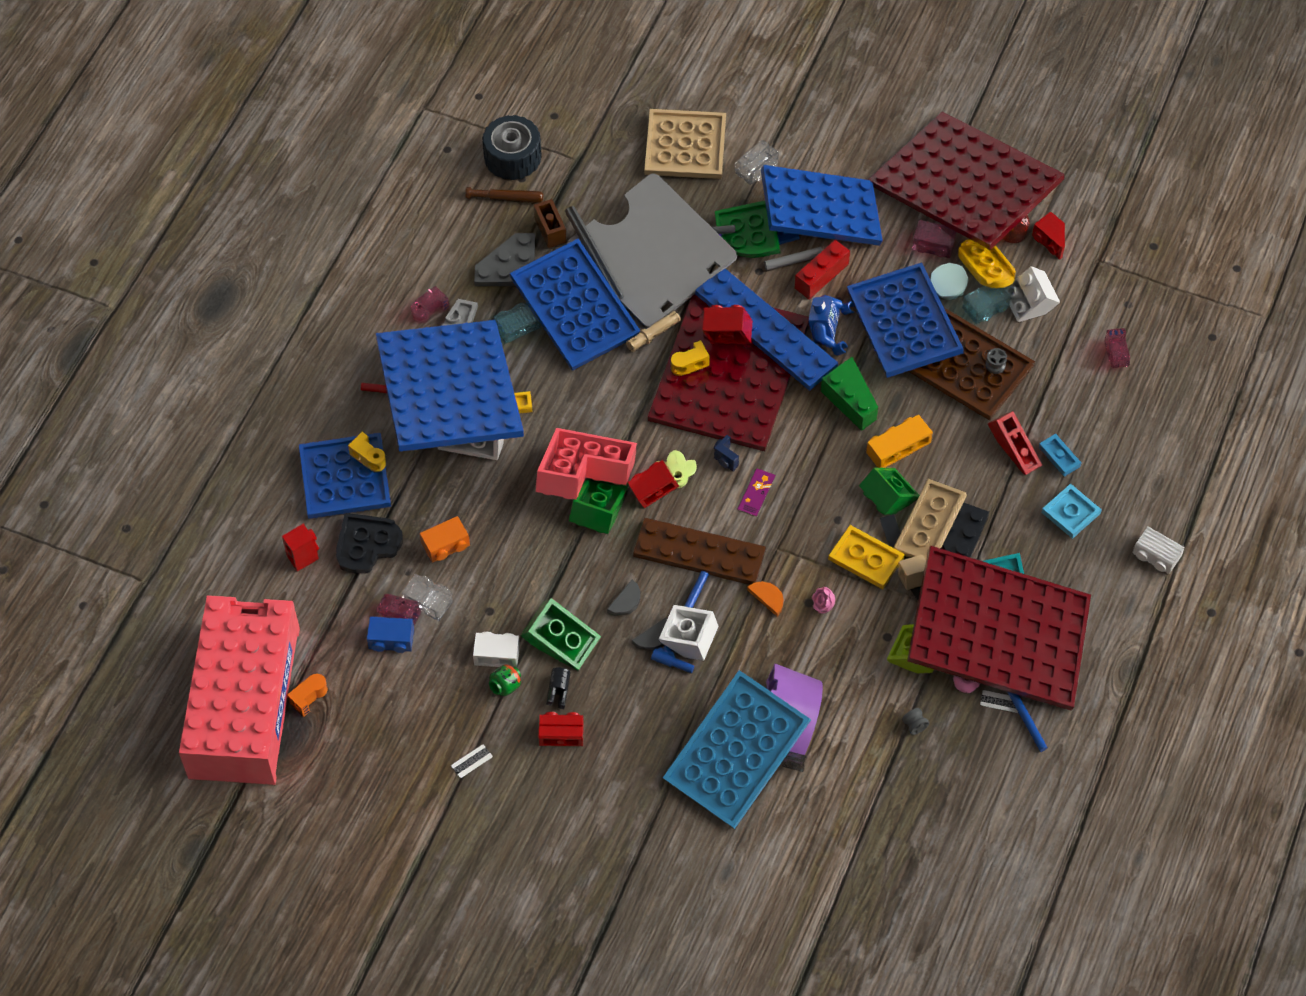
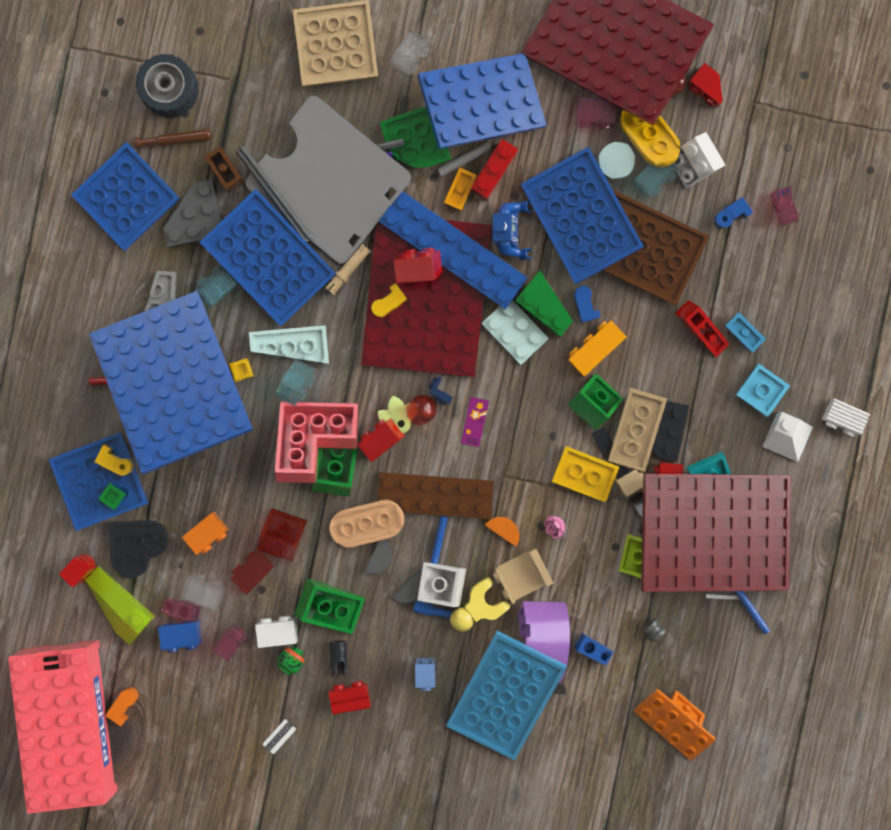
camera: 15 degrees left, 30 degrees up
(333, 599) = (122, 610): none -> lime wedge
(356, 485) = (112, 496): none -> green plate
(429, 304) = (128, 282): clear pink leg -> none
(443, 645) = (230, 642): none -> clear pink brick
(444, 233) = (125, 196): none -> blue plate
(485, 586) = (252, 572): none -> clear red brick
(525, 558) = (281, 535): none -> clear red slope
(576, 414) = (295, 382): none -> clear light blue brick
(584, 386) = (296, 343): none -> light aqua wing
(620, 561) = (366, 523): none -> light nougat tile
(651, 712) = (425, 673): none -> medium blue brick
(702, 466) = (421, 410): none -> clear red hair
(723, 663) = (477, 608): none -> light yellow piece
(780, 643) = (522, 575): none -> tan panel
(782, 282) = (460, 189): none -> light orange plate
(816, 416) = (515, 331): none -> light aqua plate
(845, 729) = (593, 649): none -> blue leg
(893, 405) = (584, 306): none -> blue leg
(924, 821) = (676, 722): none -> orange bracket
(1000, 358) = (676, 244): dark grey wheel -> none
(1062, 346) = (727, 215): none -> blue leg
(1093, 558) = (787, 436): none -> white slope

